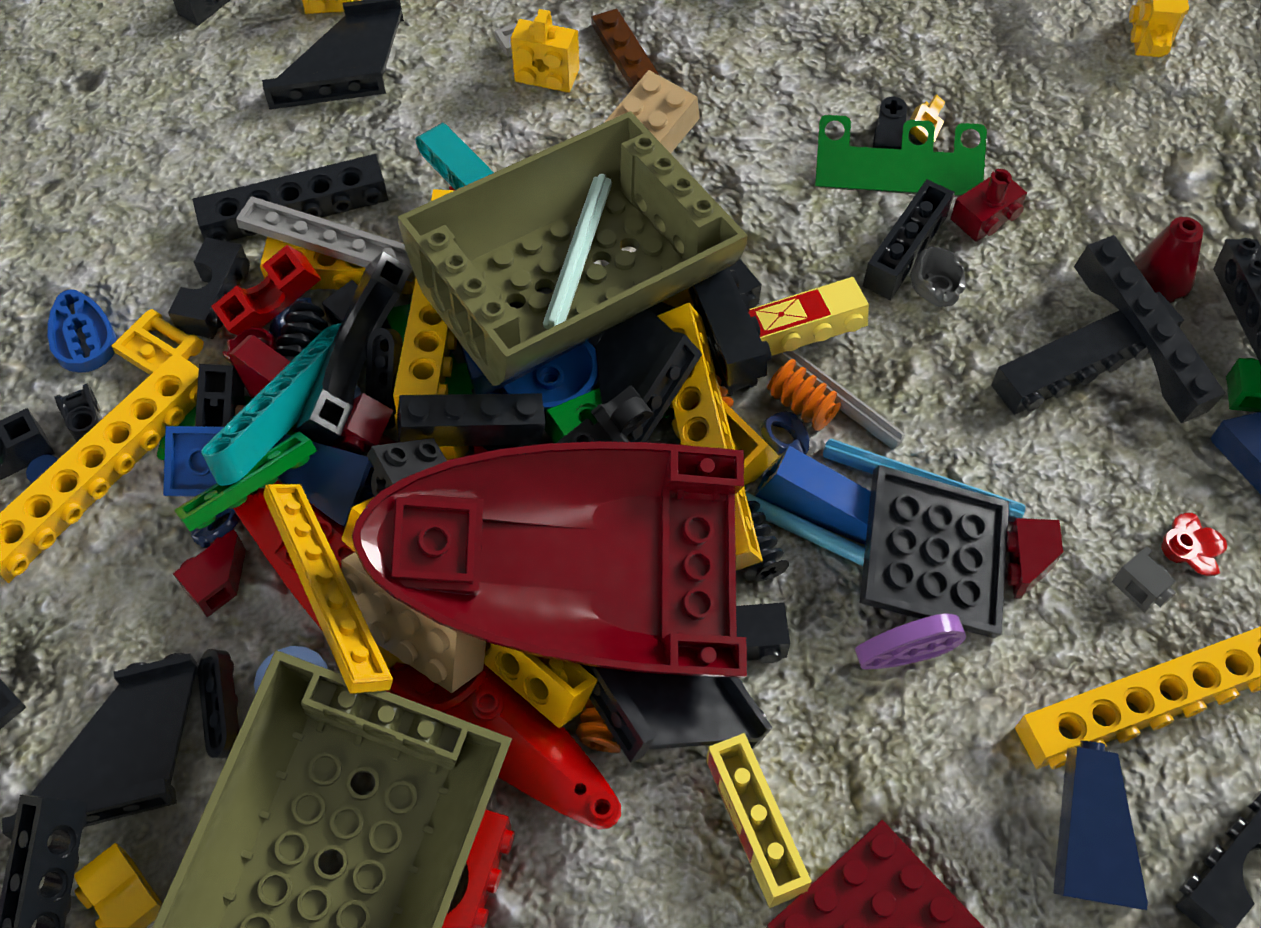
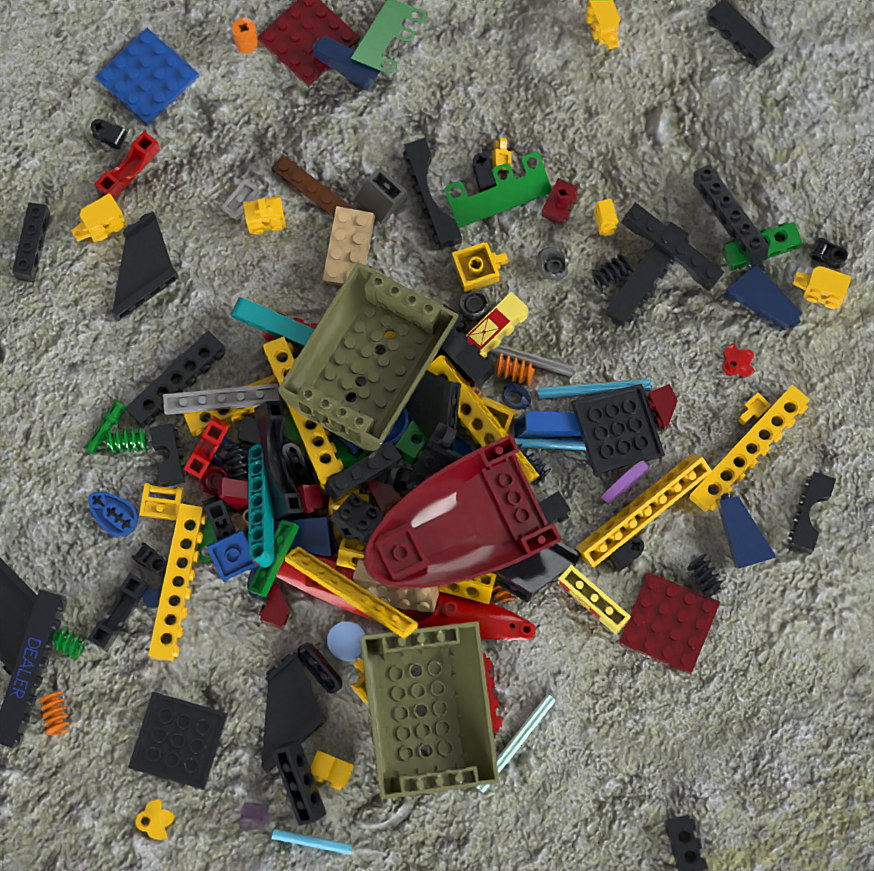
camera: 25 degrees left, 15 degrees up
(165, 243) = (126, 440): none -> green piece
(167, 211) = (110, 419): none -> green pin
(578, 252) = (370, 355): light aqua axle -> none
(726, 97) = (381, 195): none -> dark grey slope
(785, 280) = (474, 305): none -> dark grey hair
(796, 167) = (445, 227): none -> black arch
(819, 234) = (482, 258): none -> yellow hinge
(850, 768) = (624, 555): none -> black piece
(908, 239) = (527, 247): black brick -> none
(922, 704) = (643, 509): none -> yellow brick
(989, 881) = (705, 576): none -> black piece
(1028, 323) = (611, 271): none -> black piece
(1054, 245) = (606, 217): none -> yellow brick
(1145, 581) = (721, 394): dark grey brick -> none
(1172, 258) = (668, 200): dark red cone -> none
(1198, 628) = (755, 408): none -> yellow plate

